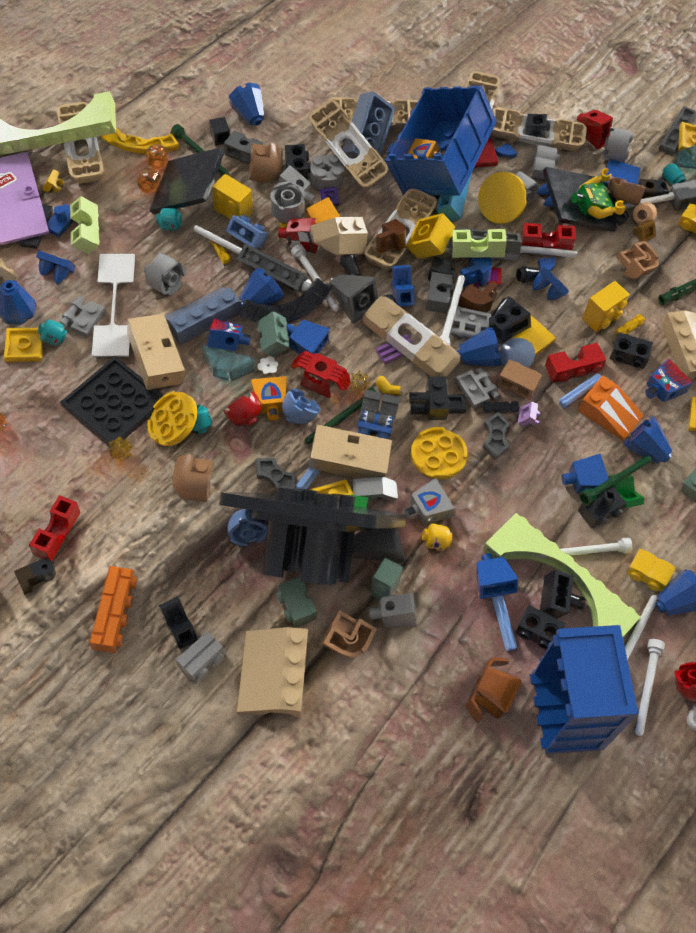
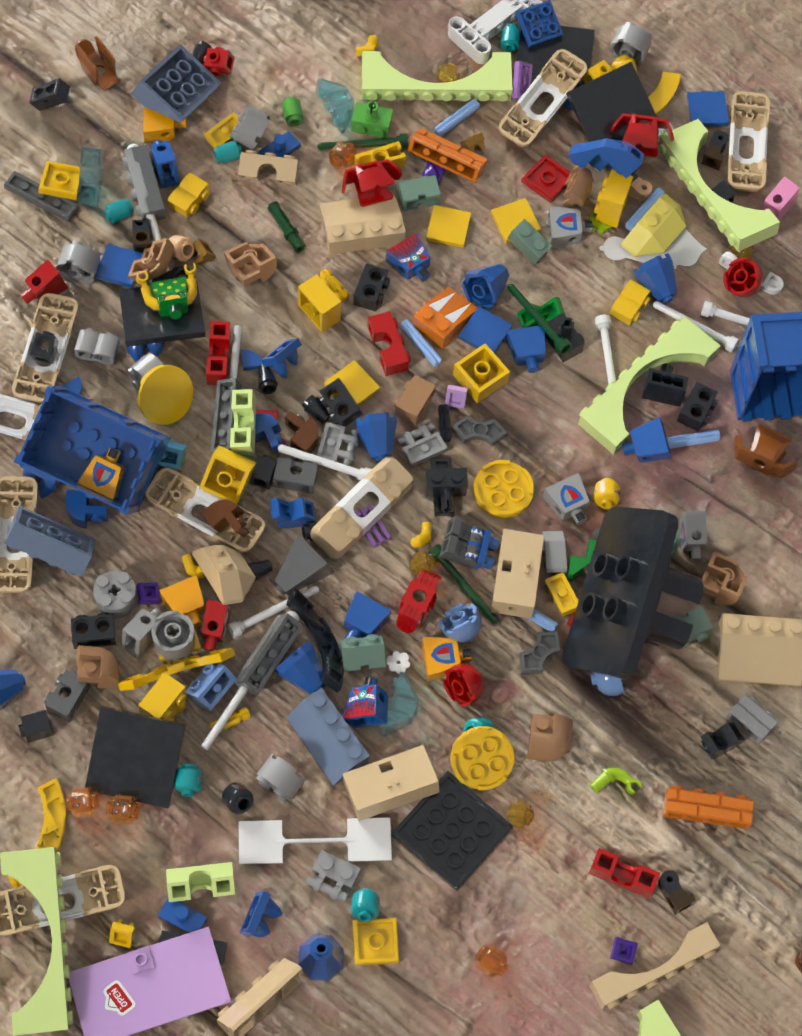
camera: 90 degrees left, 5 degrees up
(150, 248) = (237, 798): none -> black head
(153, 528) = (610, 775): none -> lime piece
(179, 133) = (35, 779): dark green piece -> none
(269, 224) = (176, 666): none -> yellow tile
(334, 126) = (117, 542): tan piece -> none
(517, 350) = (378, 398): sand blue dish -> none
(552, 432) = (481, 373): none -> yellow brick
(599, 439) = (485, 328): none -> blue tile

